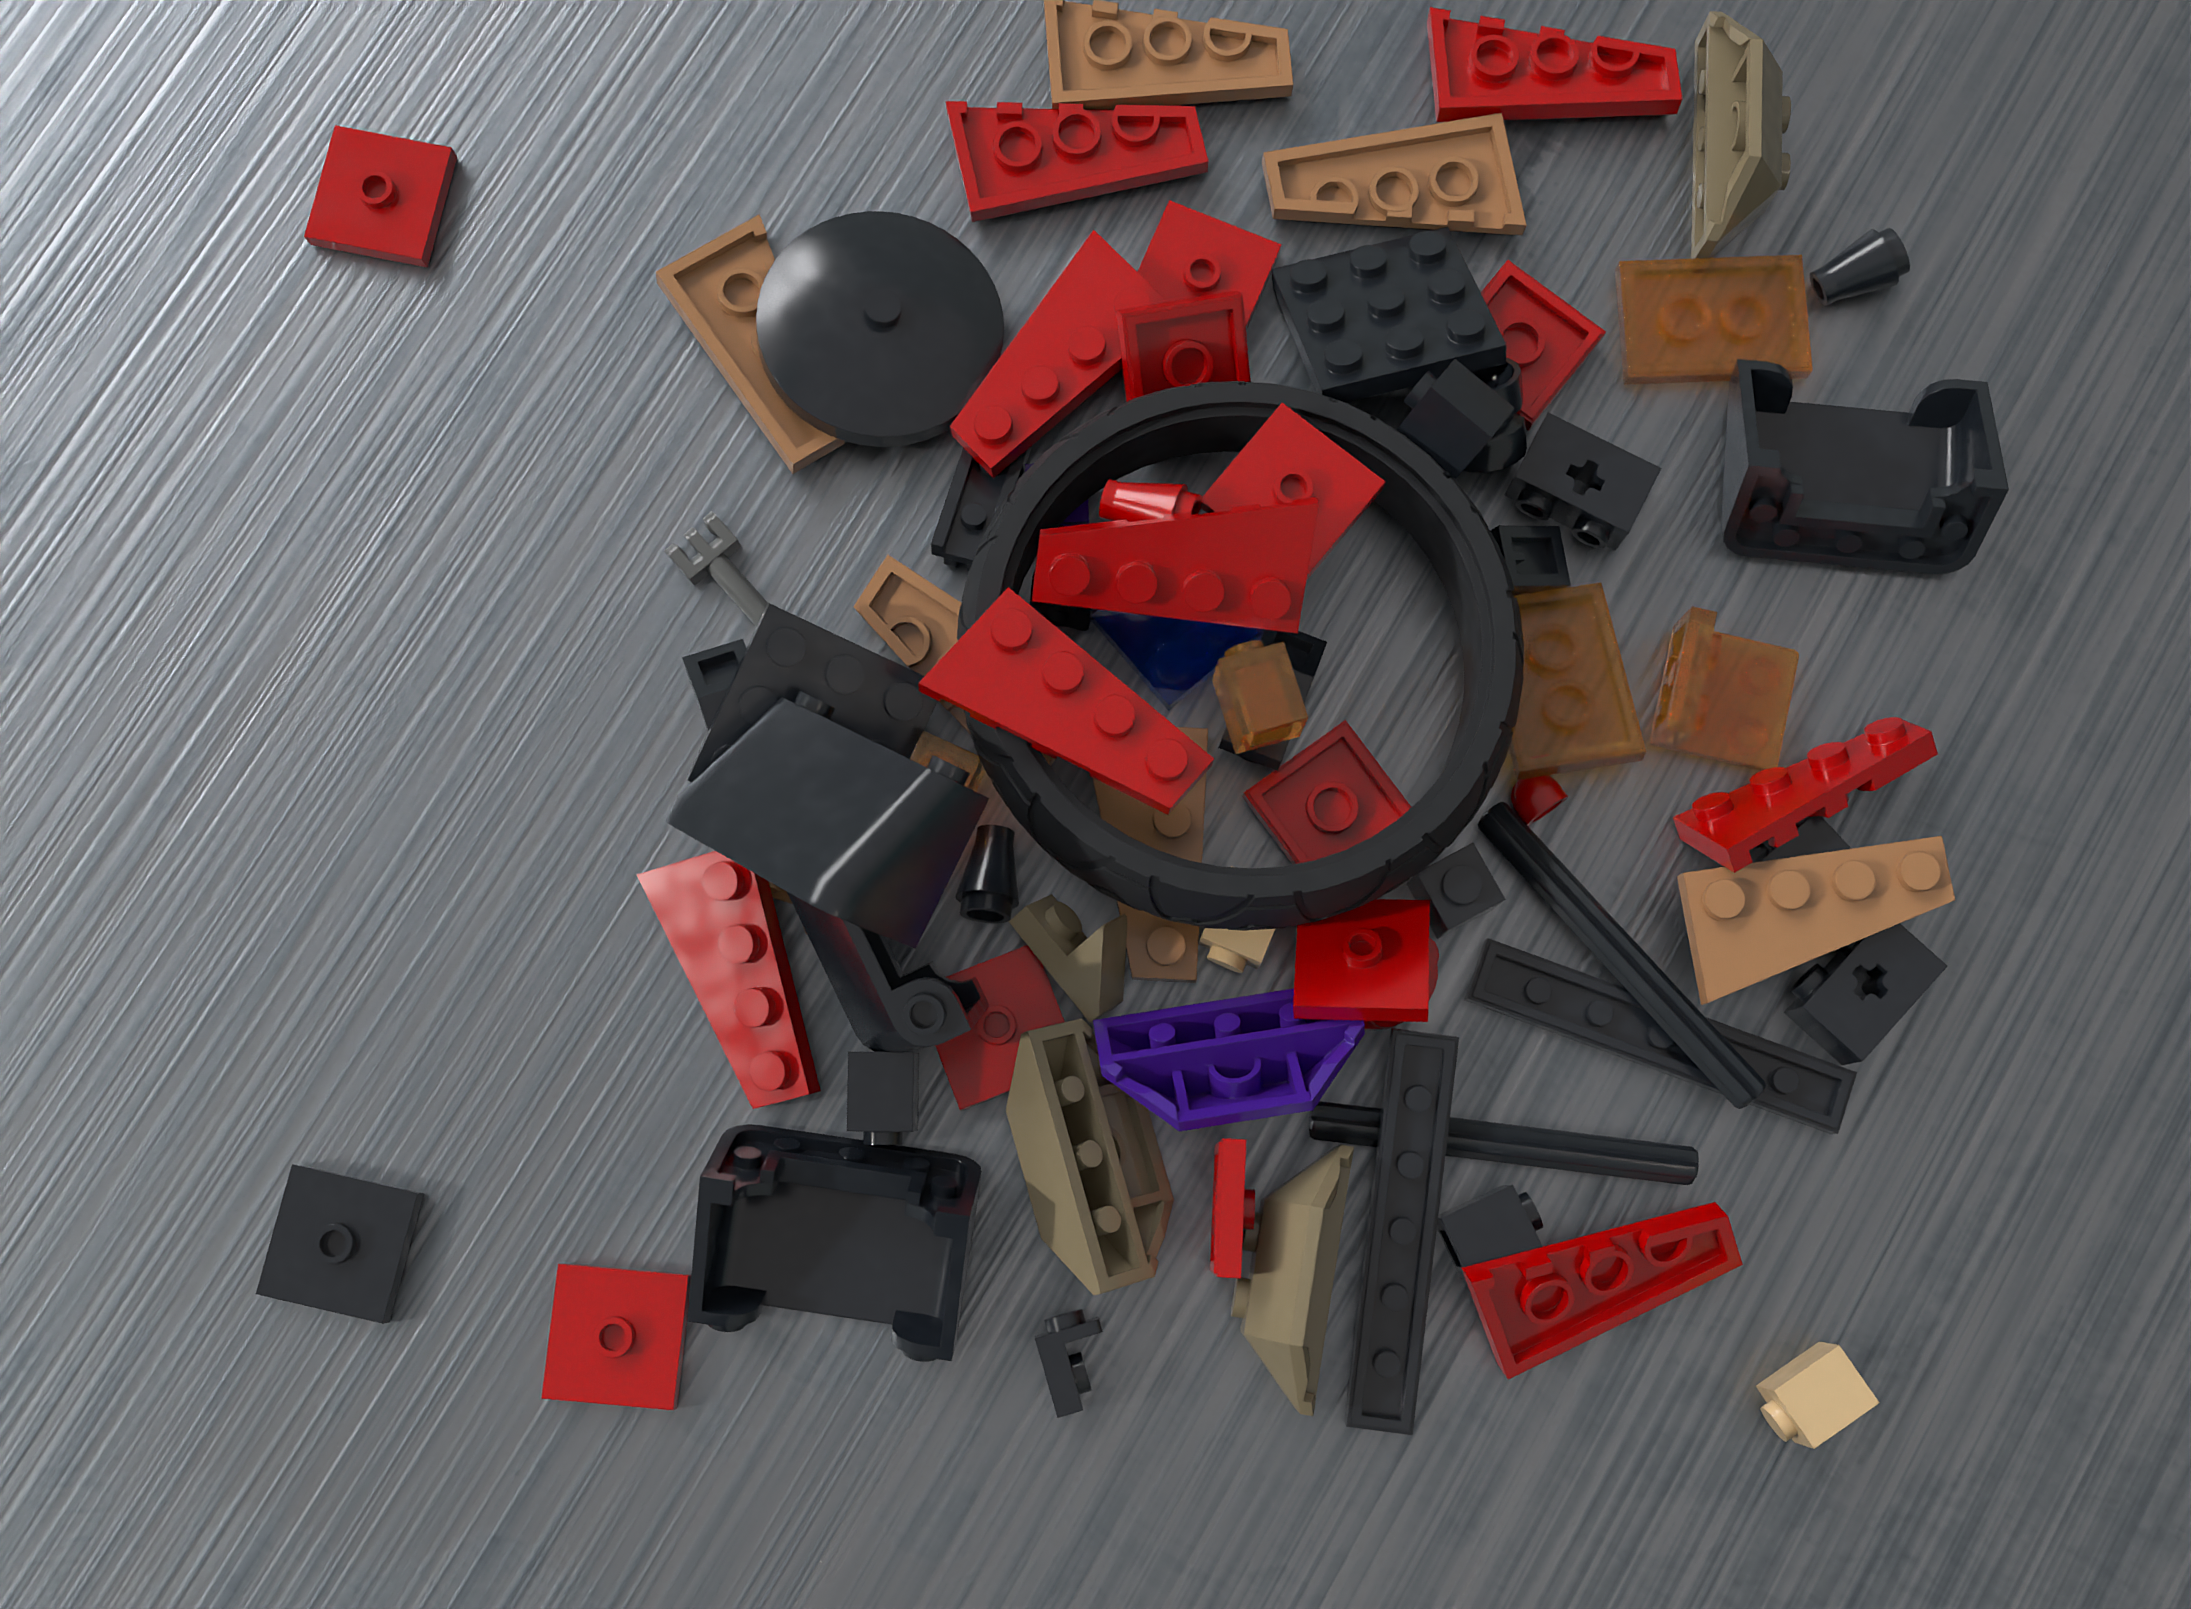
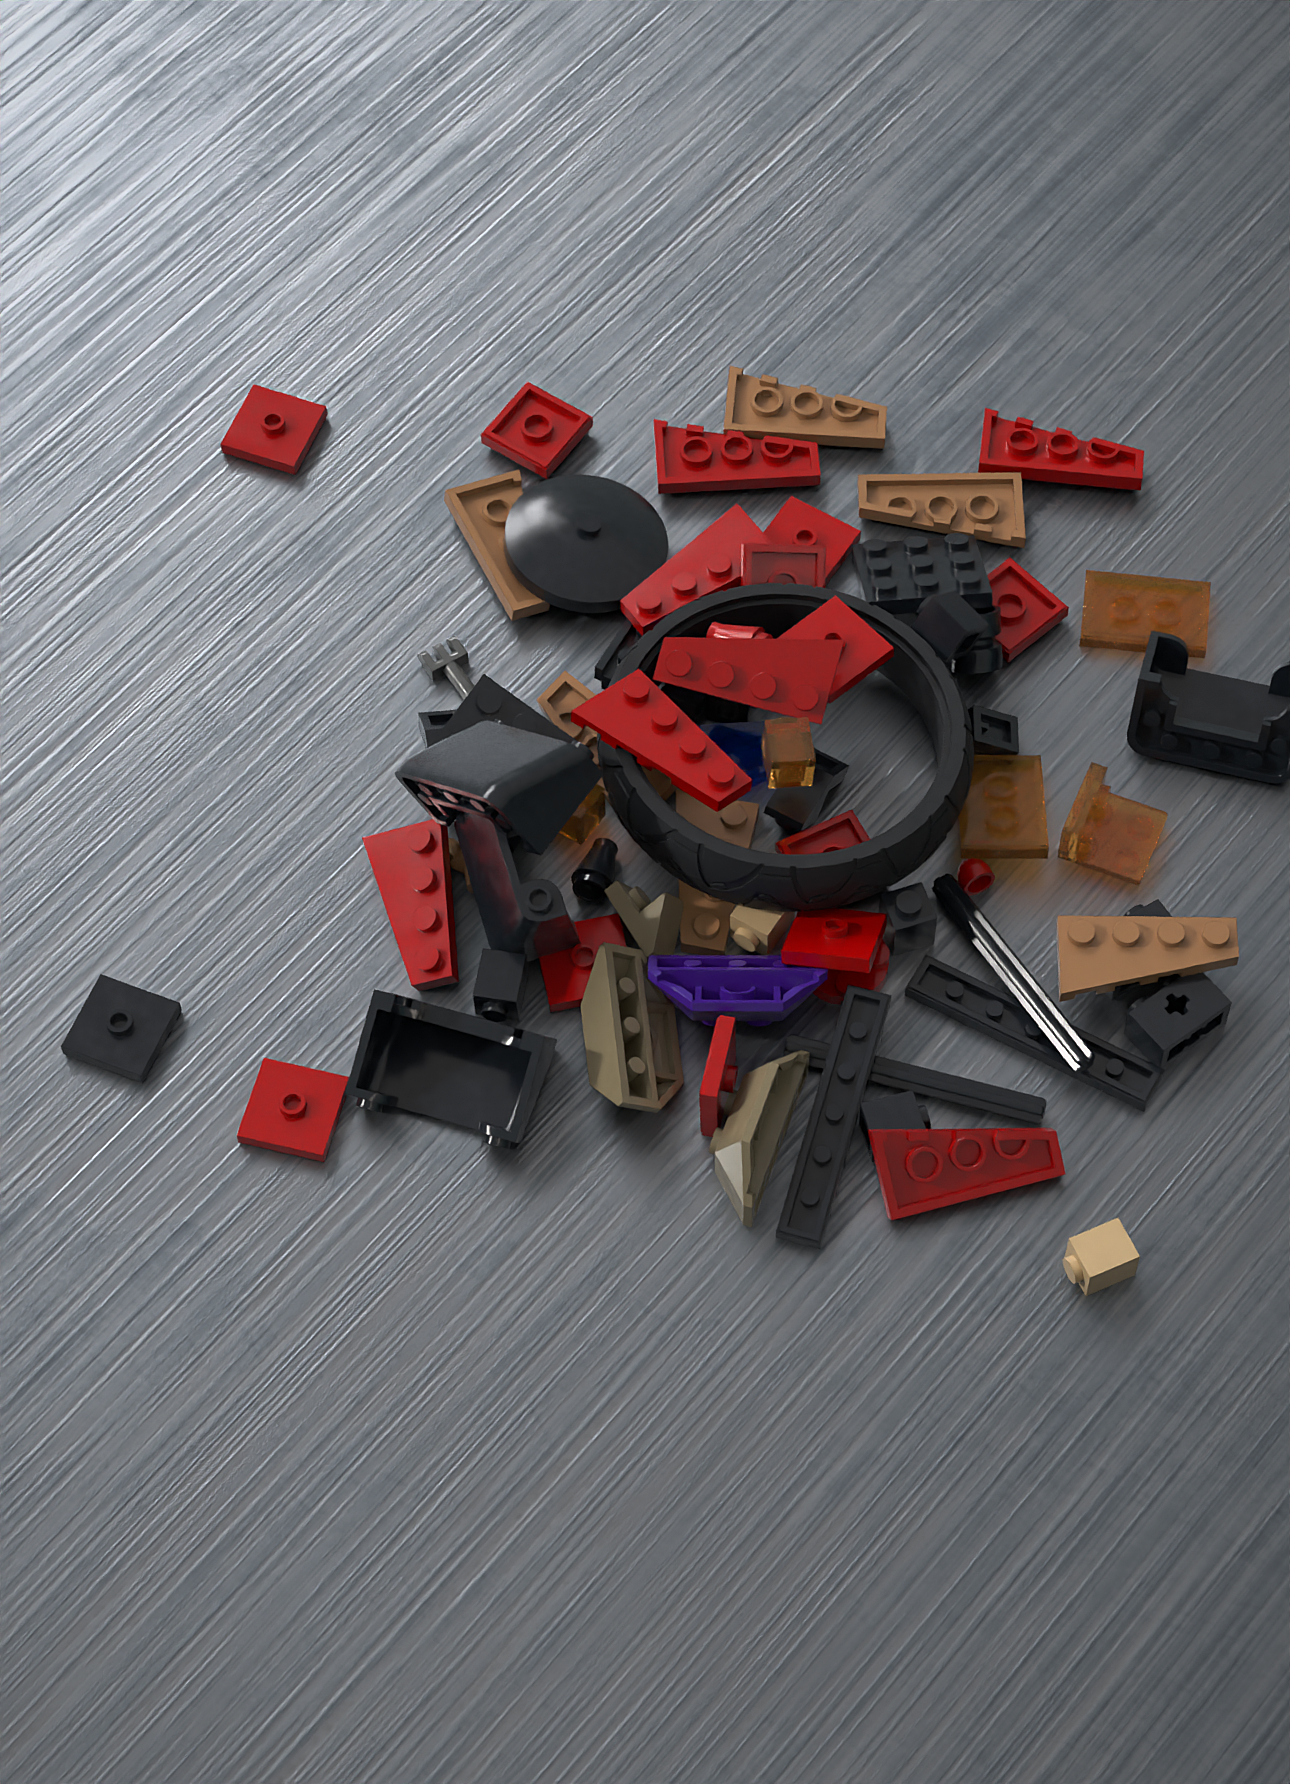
camera: 10 degrees right, 20 degrees down
(774, 142) = (537, 430): none -> red plate
(1065, 1372) = (590, 1152): black bracket -> none
(1613, 479) = (1036, 693): black brick -> none
(1734, 133) = (1177, 507): dark tan wedge -> none
(1779, 797) = (1173, 883): red wing -> none
(1863, 267) = (1251, 593): black cone -> none

